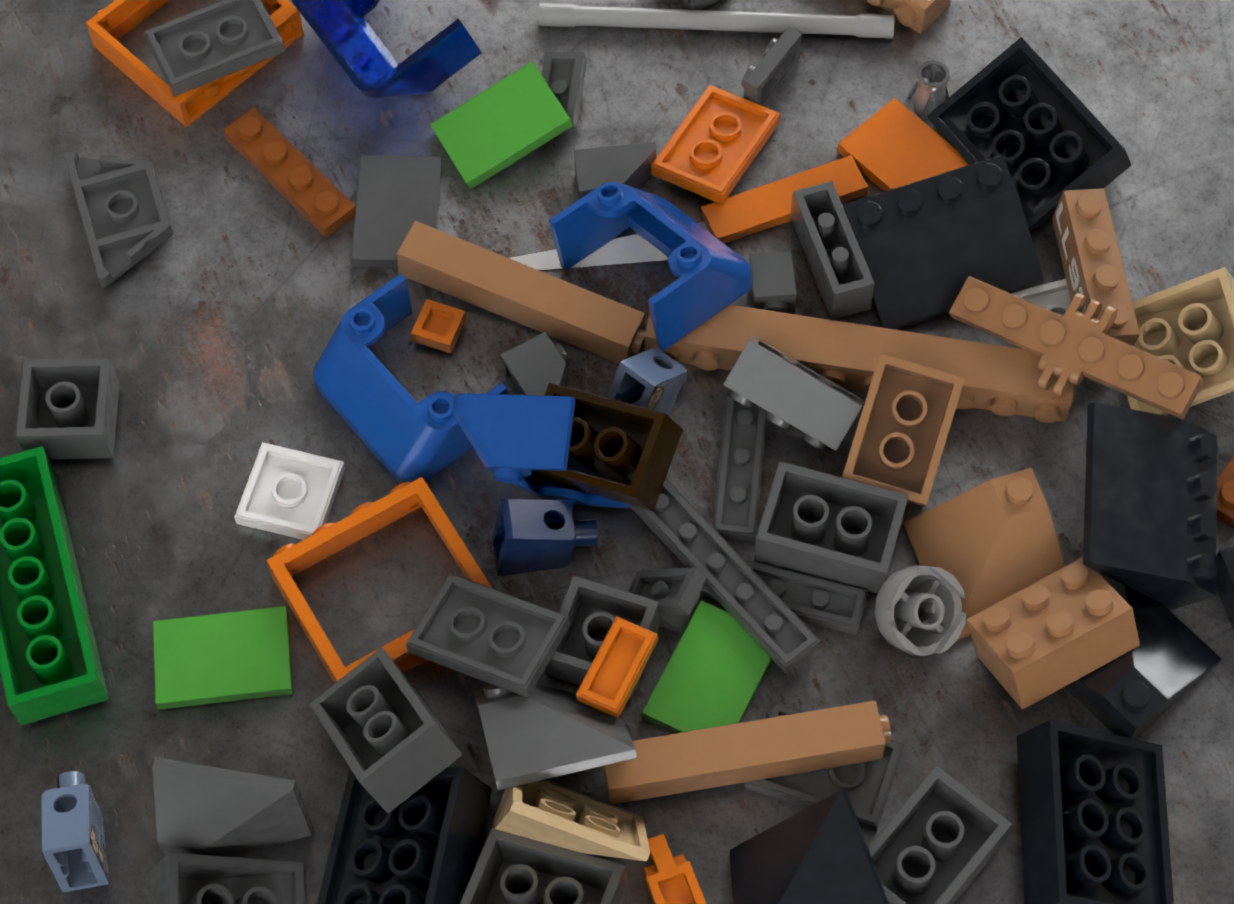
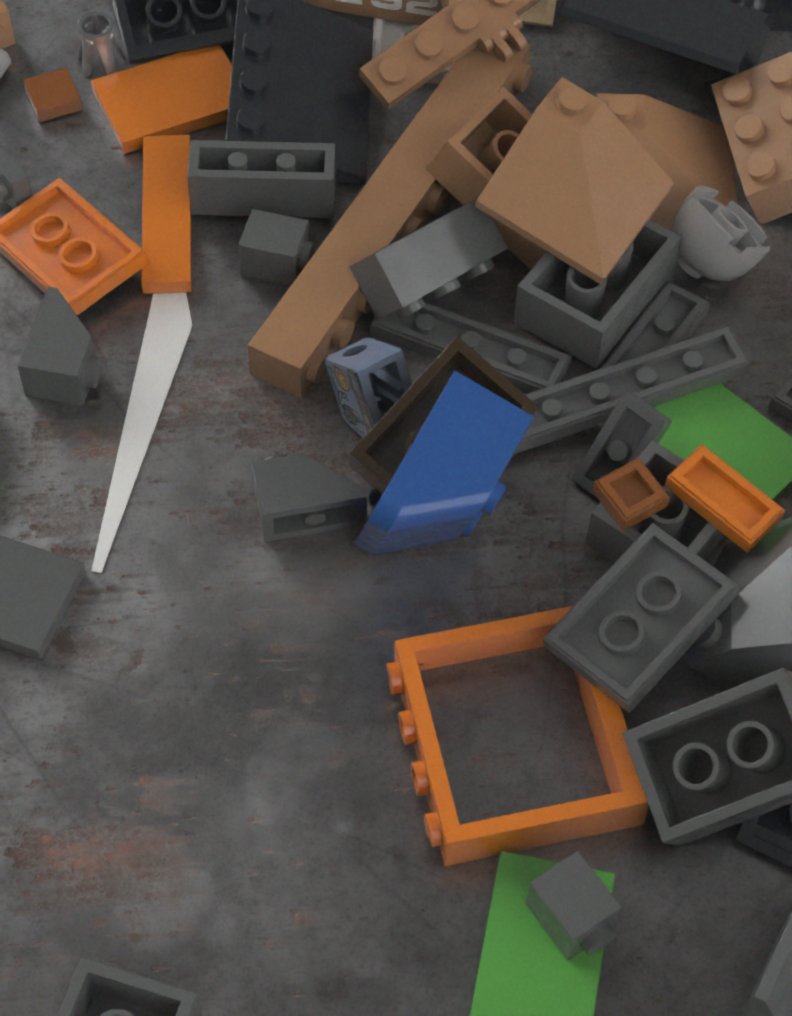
camera: 75 degrees left, 5 degrees down
(243, 658) = (574, 907): none -> dark grey brick
(289, 491) = (337, 811): white tile -> none
(403, 434) = (264, 667): blue windscreen -> none
(438, 326) = (178, 581): orange plate -> none
(521, 293) = (175, 482): medium nougat brick -> none
(538, 535) = (516, 531): dark blue torso -> none
(595, 596) = (630, 494): none -> dark orange tile
(705, 268) = (189, 306): blue windscreen -> none
(871, 78) = (52, 94): none -> dark orange tile
(888, 469) = (576, 182): none -> medium nougat slope

